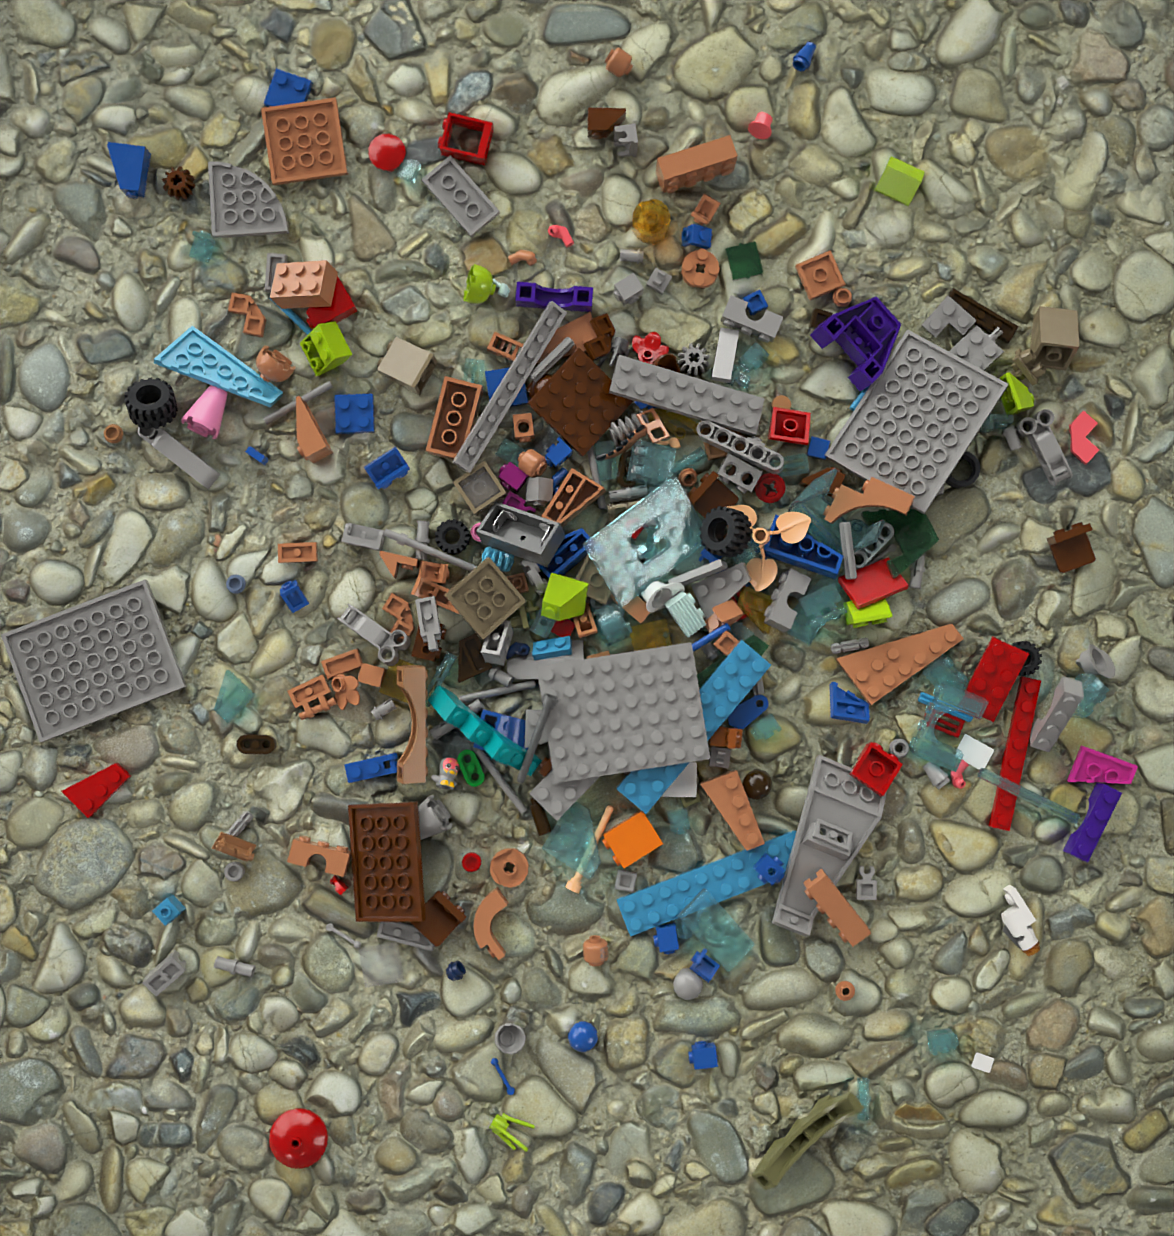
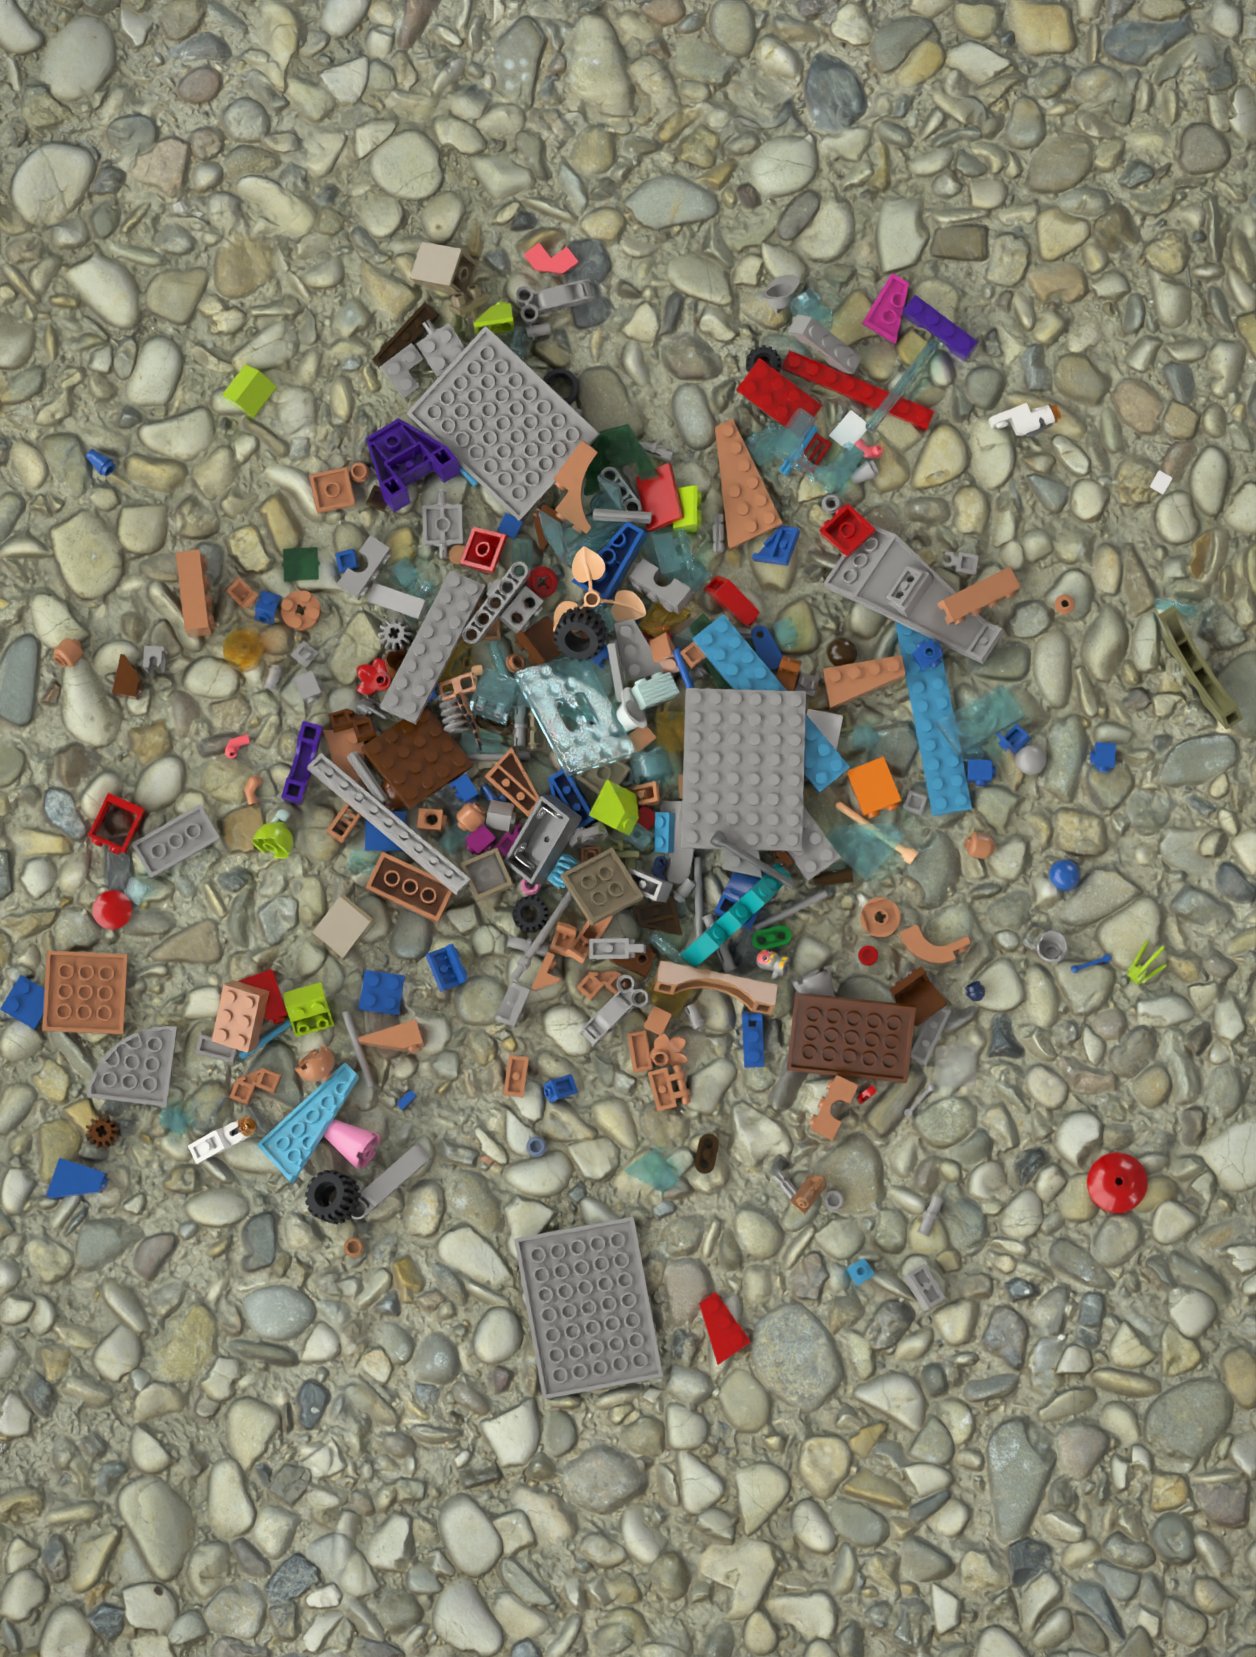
camera: 75 degrees left, 5 degrees down
(188, 292) = (222, 1139): none -> white plate
(761, 126) = (165, 519): coral piece -> none
(786, 671) = (732, 600): none -> red slope
(807, 384) = (442, 525): none -> light grey plate
(942, 1041) = (1130, 518): clear light blue brick -> none
(1072, 547) = (660, 293): reddish brown bracket -> none

